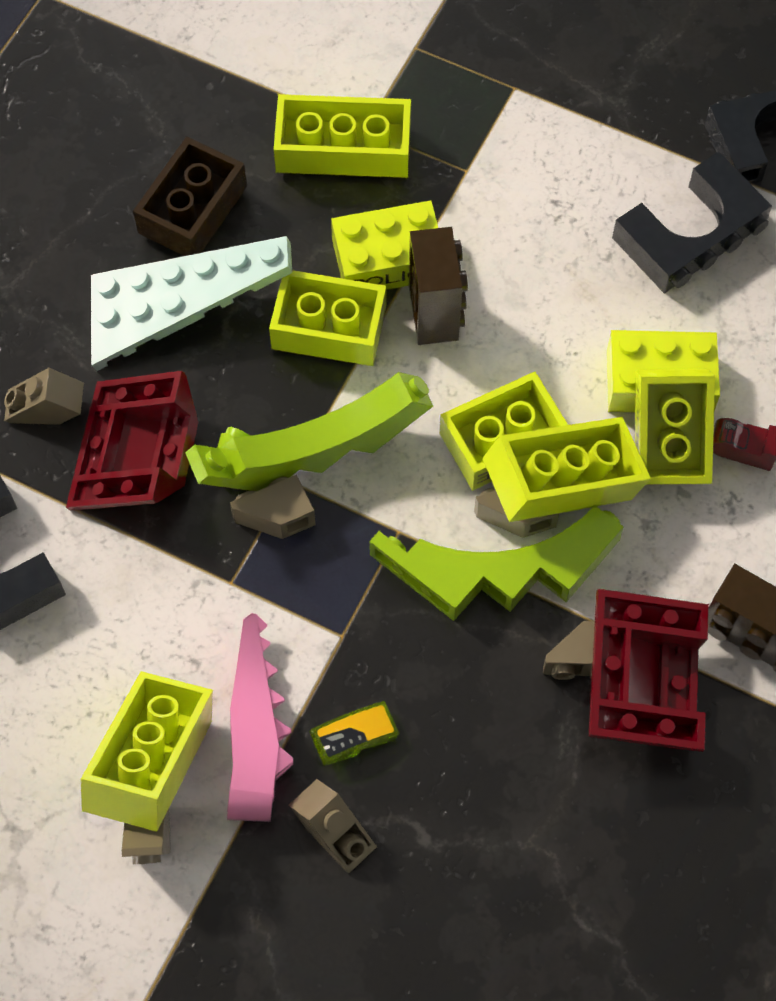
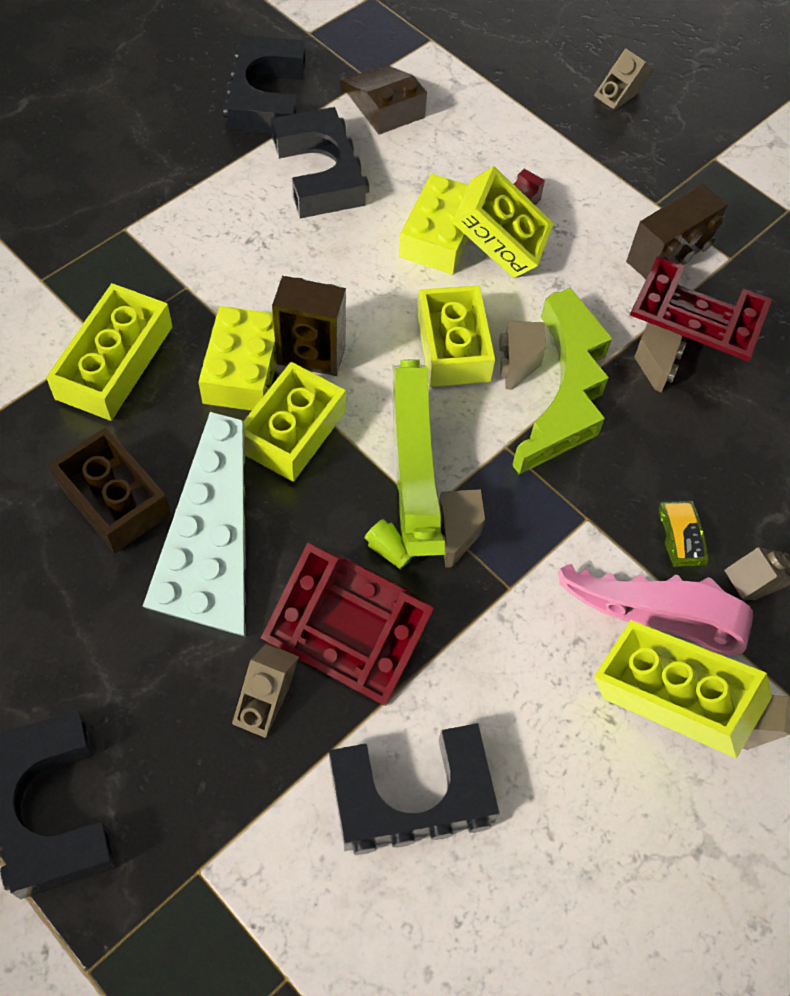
camera: 75 degrees left, 5 degrees down
(565, 468) = (520, 298): neon yellow brick -> none

